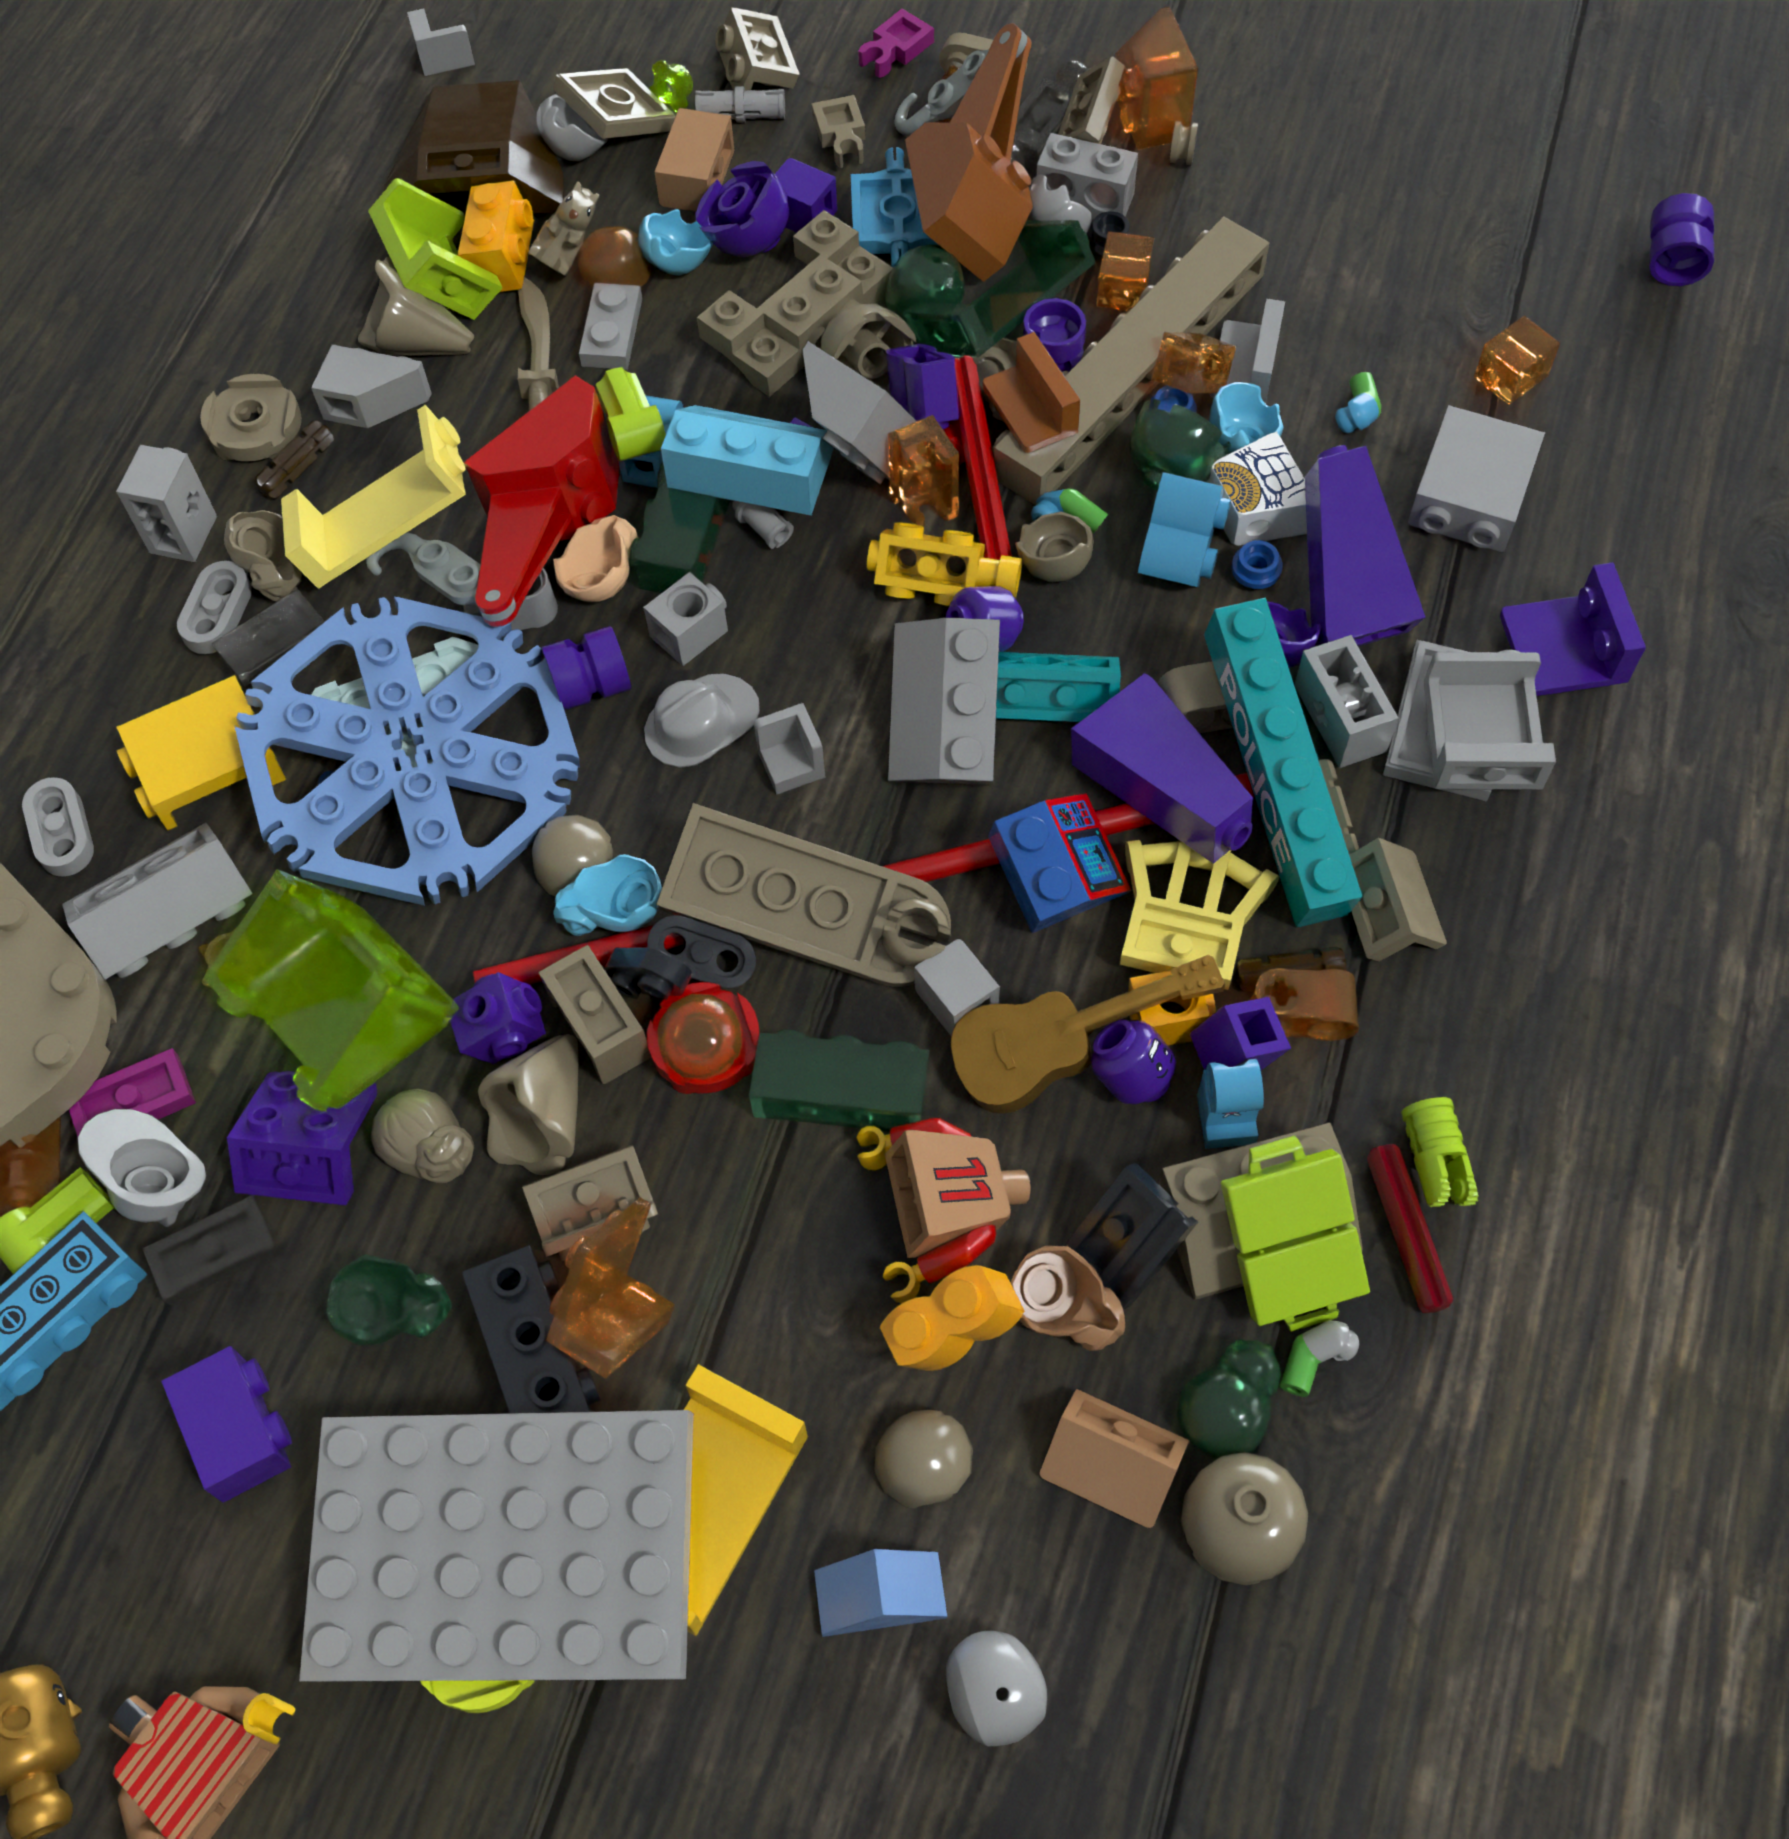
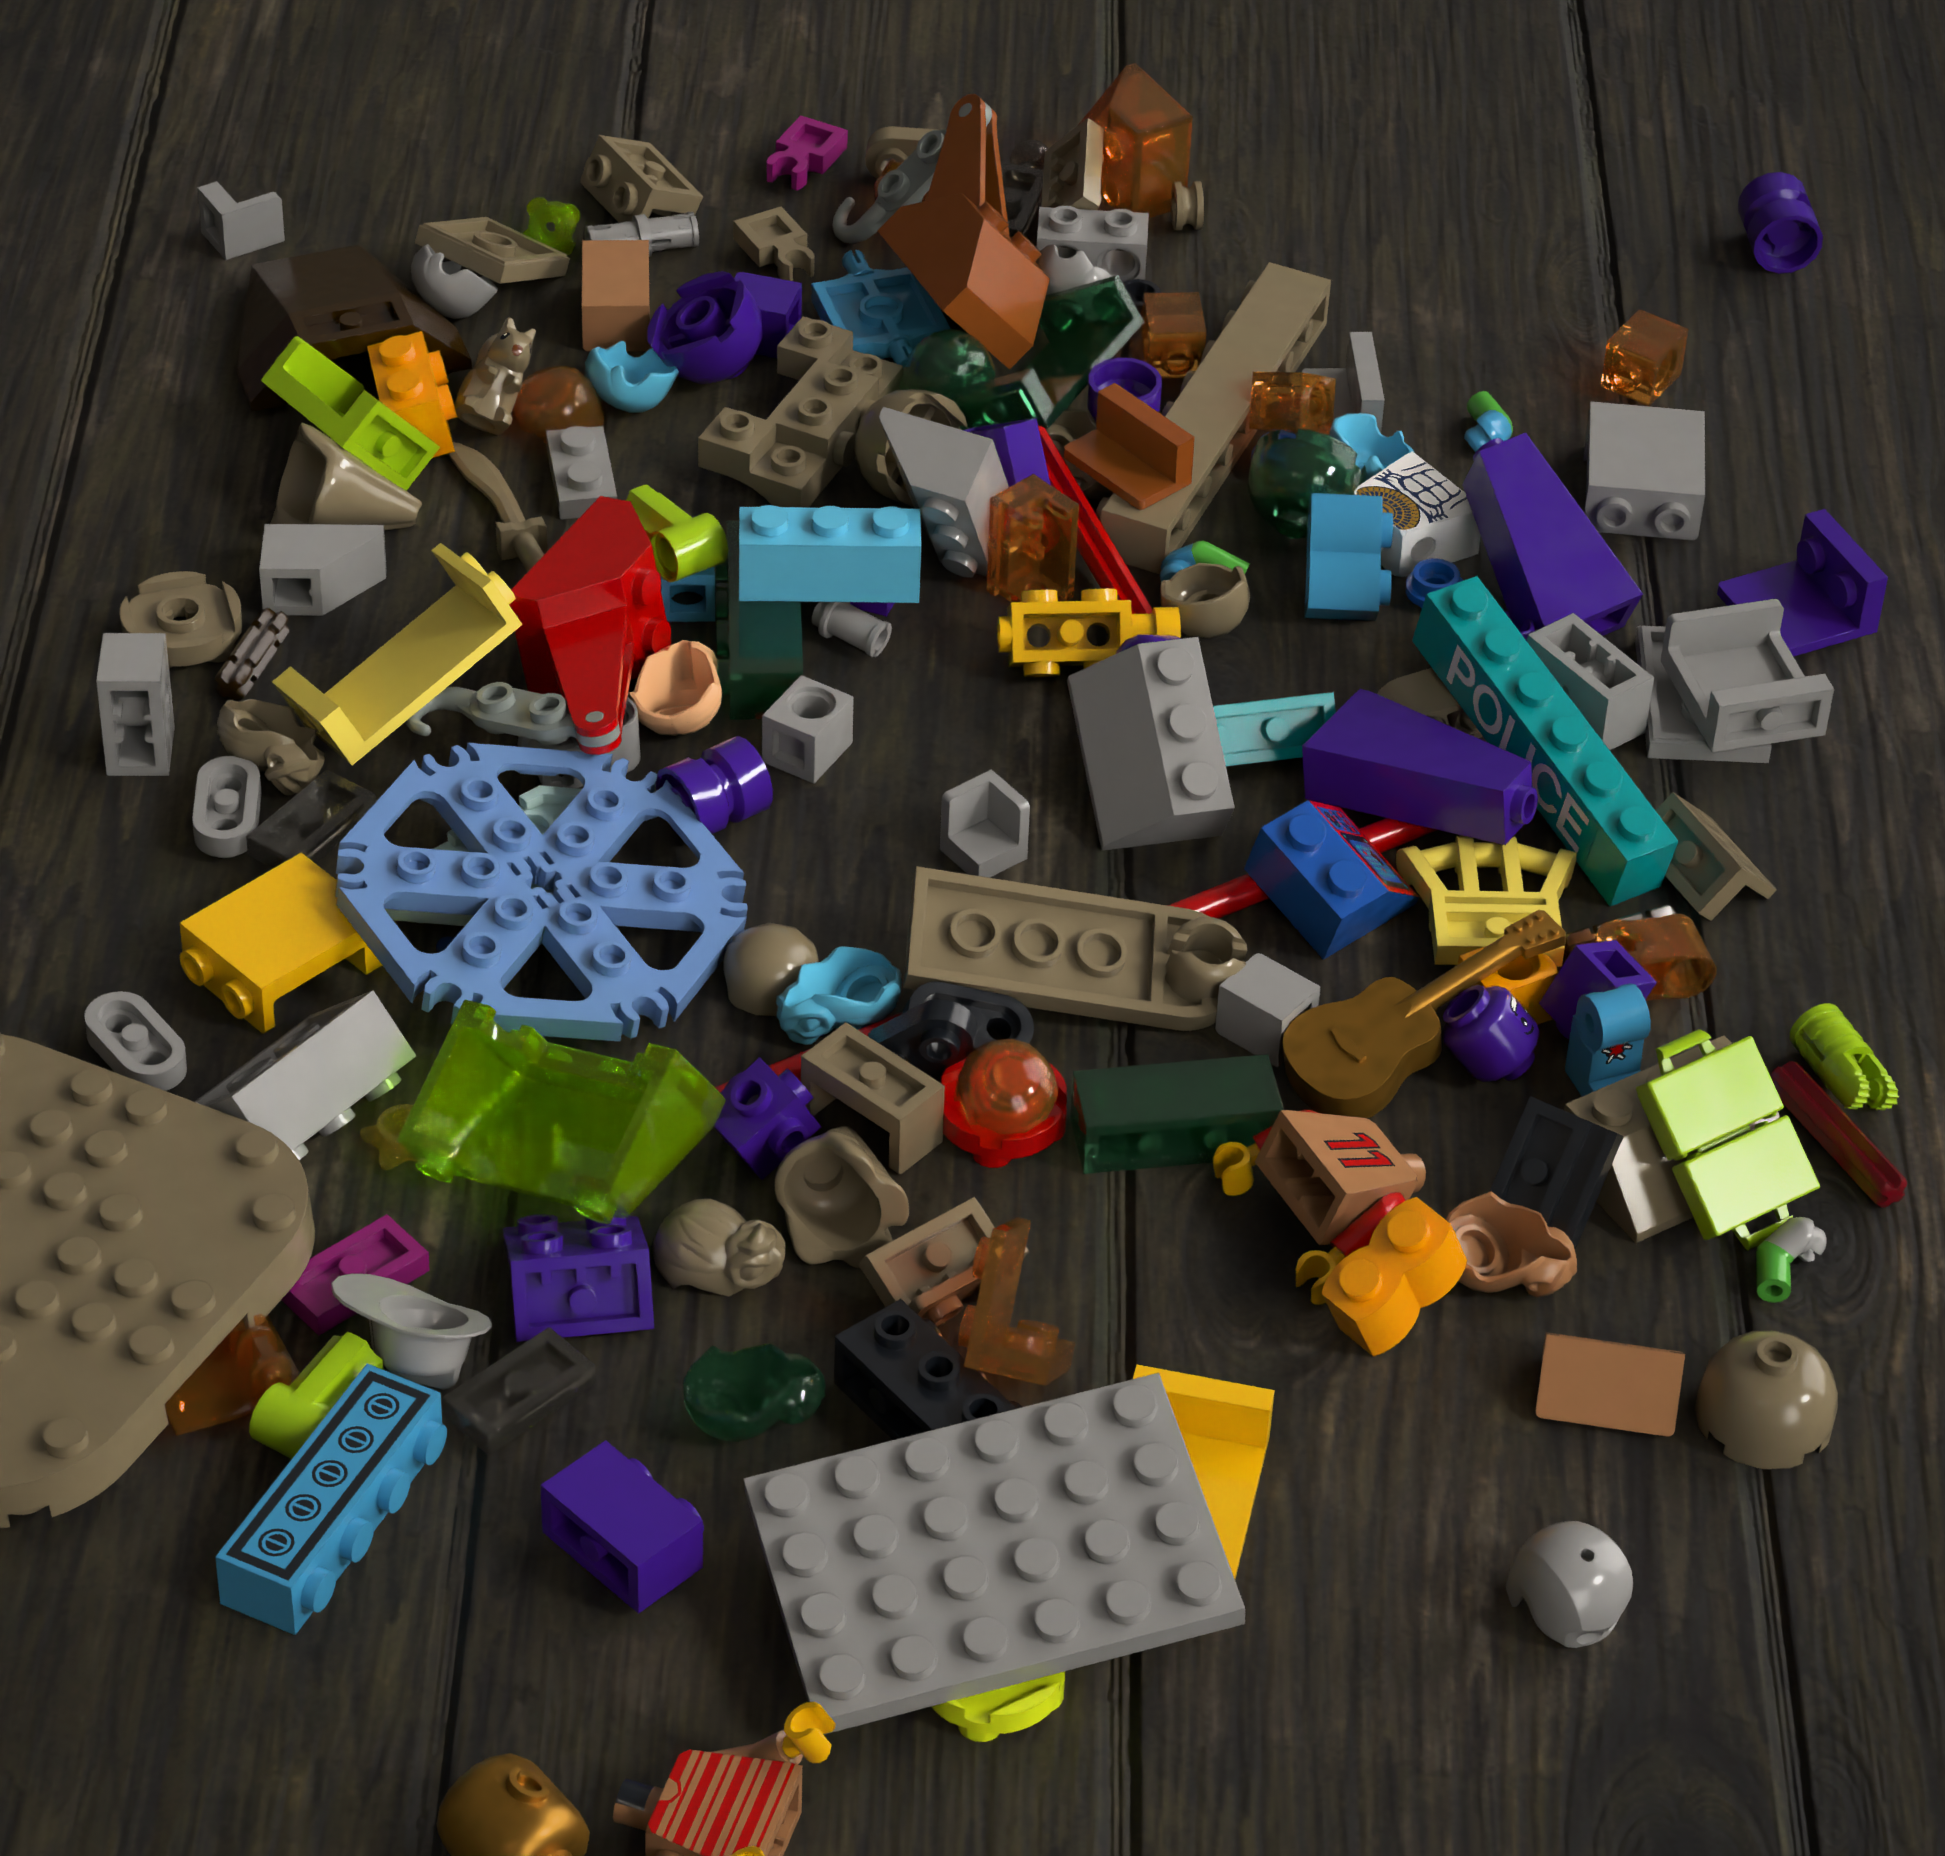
camera: 20 degrees left, 20 degrees down
(700, 718) = (857, 825): light grey piece -> none
(880, 1591) = (1405, 1538): medium blue slope -> none
(923, 1458) = (1406, 1420): dark tan hair -> none
(1230, 1403) = (1710, 1303): clear green hair -> none

